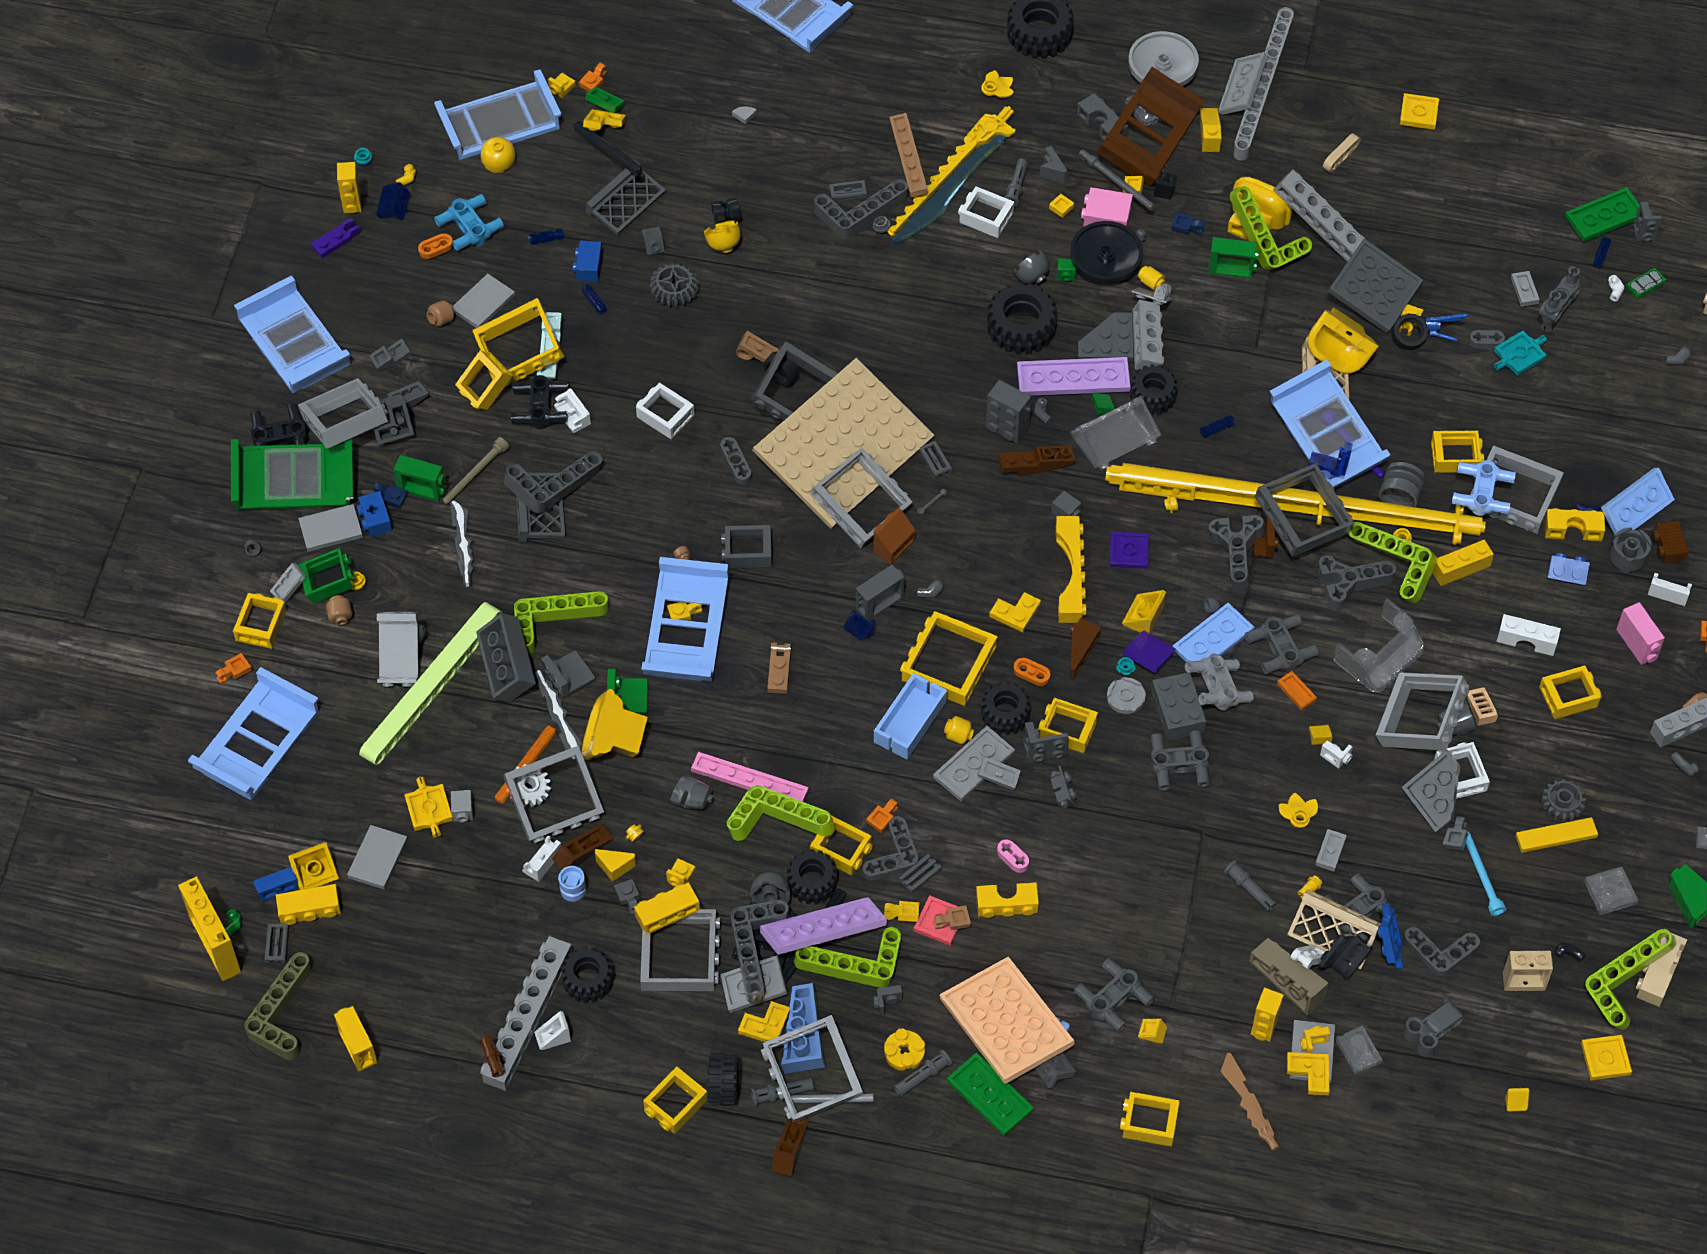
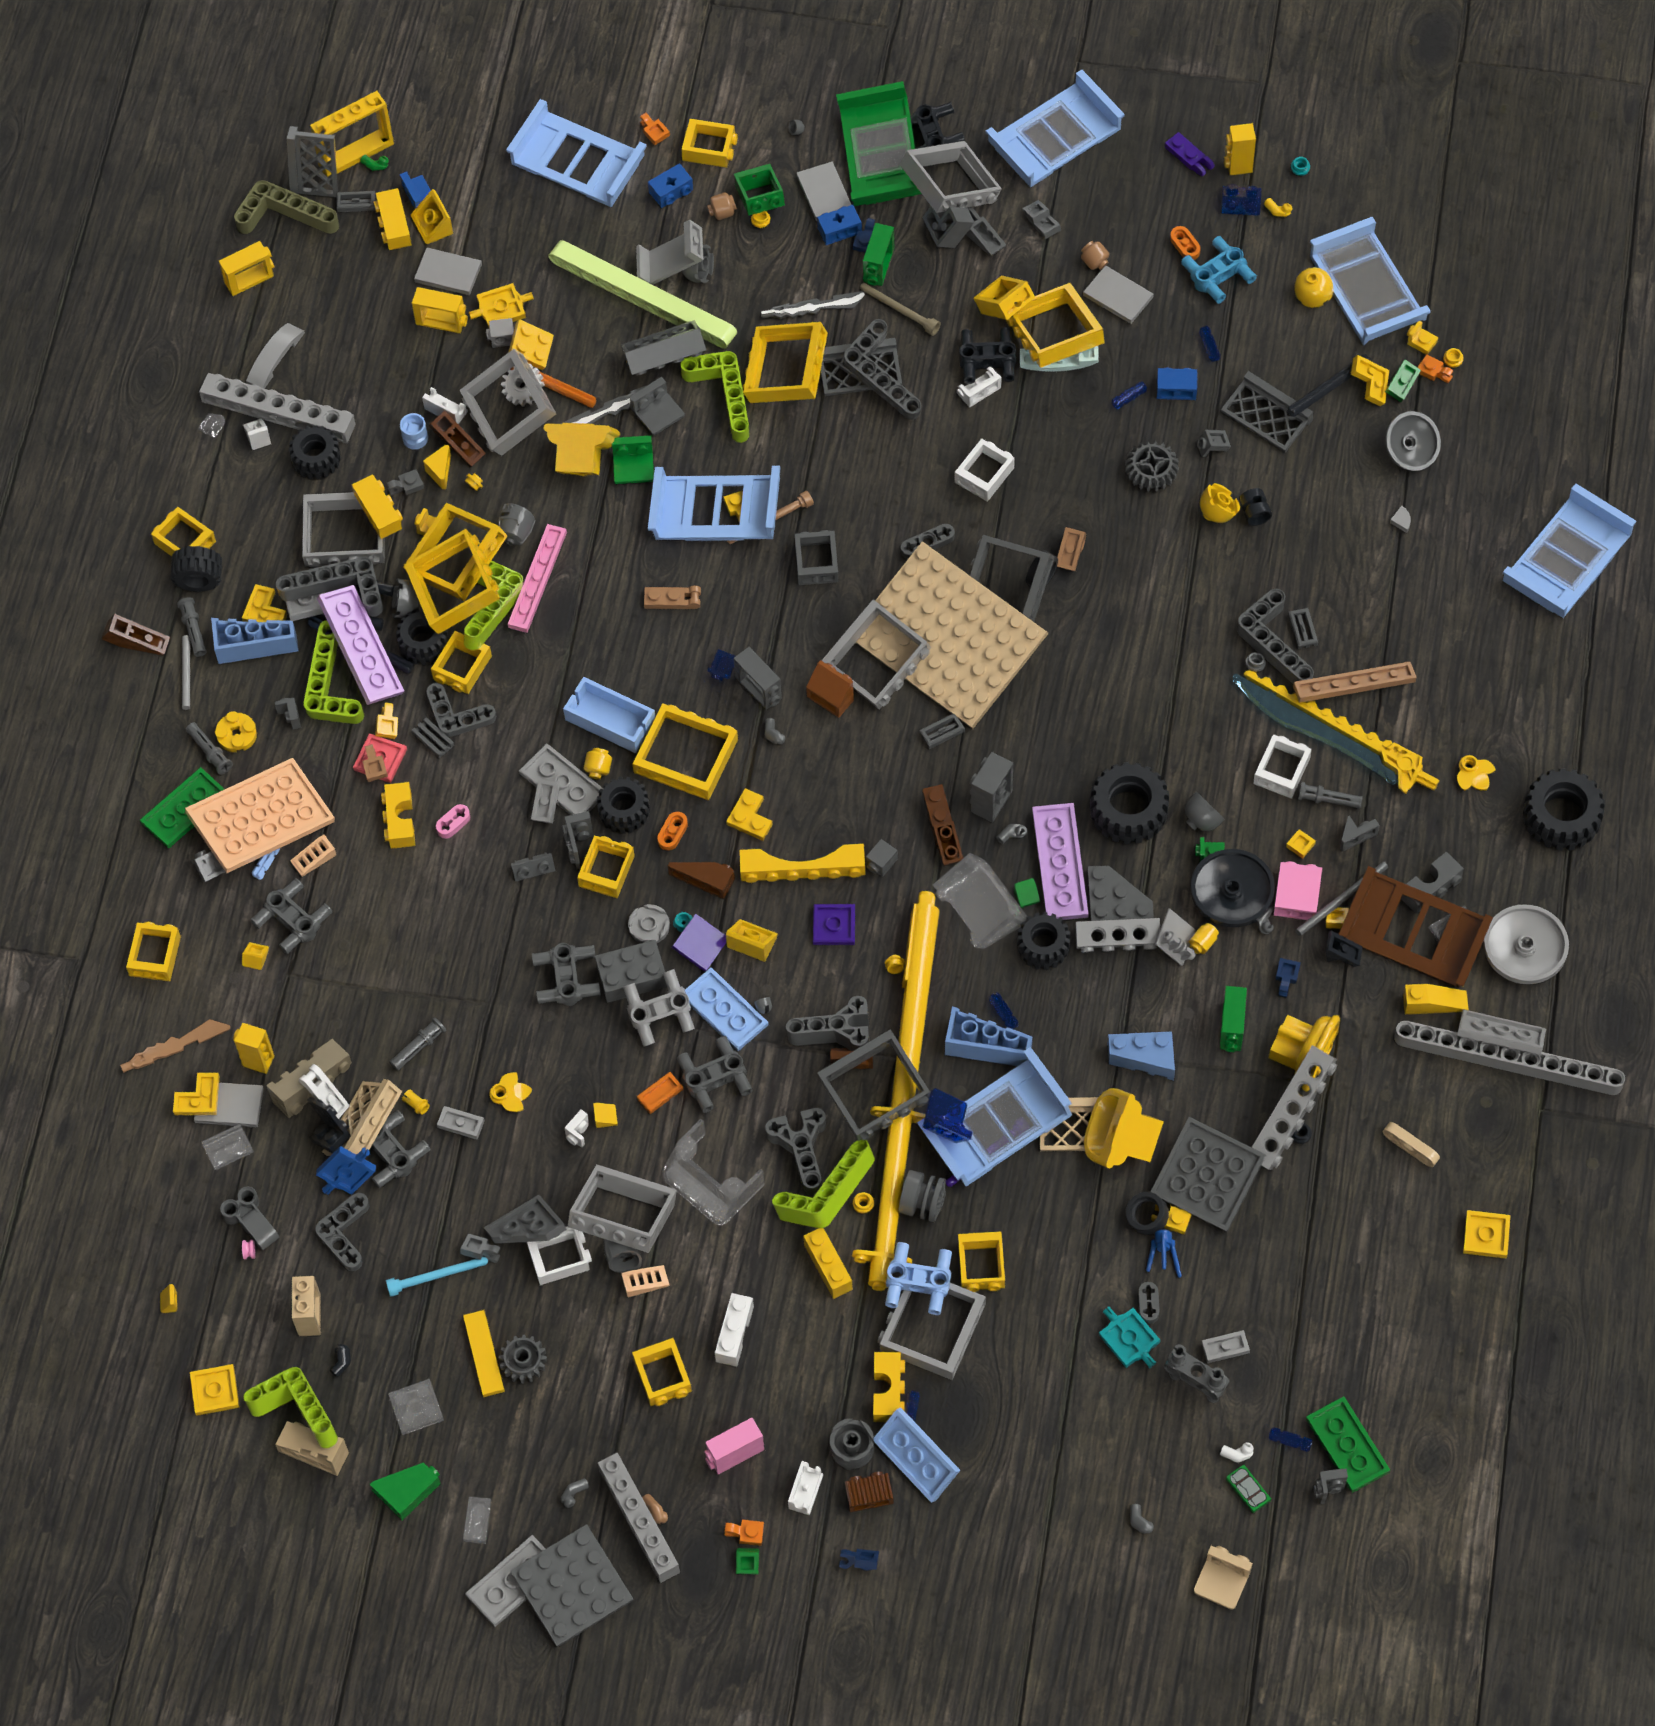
camera: 90 degrees right, 5 degrees up
(242, 970) = (296, 159): none -> dark grey fence
(288, 582) = (749, 159): light grey plate -> none
(306, 654) = (670, 185): none -> blue brick
(432, 857) = (439, 310): none -> yellow window
(459, 1016) = (272, 354): none -> light grey slope
(481, 778) = (532, 343): none -> yellow plate
(492, 1056) = (234, 372): reddish brown pin -> none
(537, 1077) = (212, 424): none -> clear slope
(539, 529) = (815, 332): none -> yellow window
(583, 64) = (1453, 357): none -> yellow plate
(671, 94) = (1422, 439): none -> dark grey dish
(710, 873) = (471, 573): none -> yellow window
(766, 797) = (434, 557): none -> yellow window
(776, 1074) = (211, 663): light grey window -> none
(881, 816) = (496, 698): orange plate -> none
(920, 511) = (875, 721): dark grey hinge -> none
(1036, 974) = (323, 856): none -> light nougat slope
(1249, 440) = (984, 1040): none -> medium blue wedge
(1260, 323) = (1143, 1052): none -> medium blue wedge
(1263, 233) = (1262, 1048): lime beam -> none
(1314, 1036) = (233, 1092): yellow bracket -> none
(1464, 1029) = (248, 1249): none -> bright pink bush
(1567, 569) = (828, 1378): bracket -> none

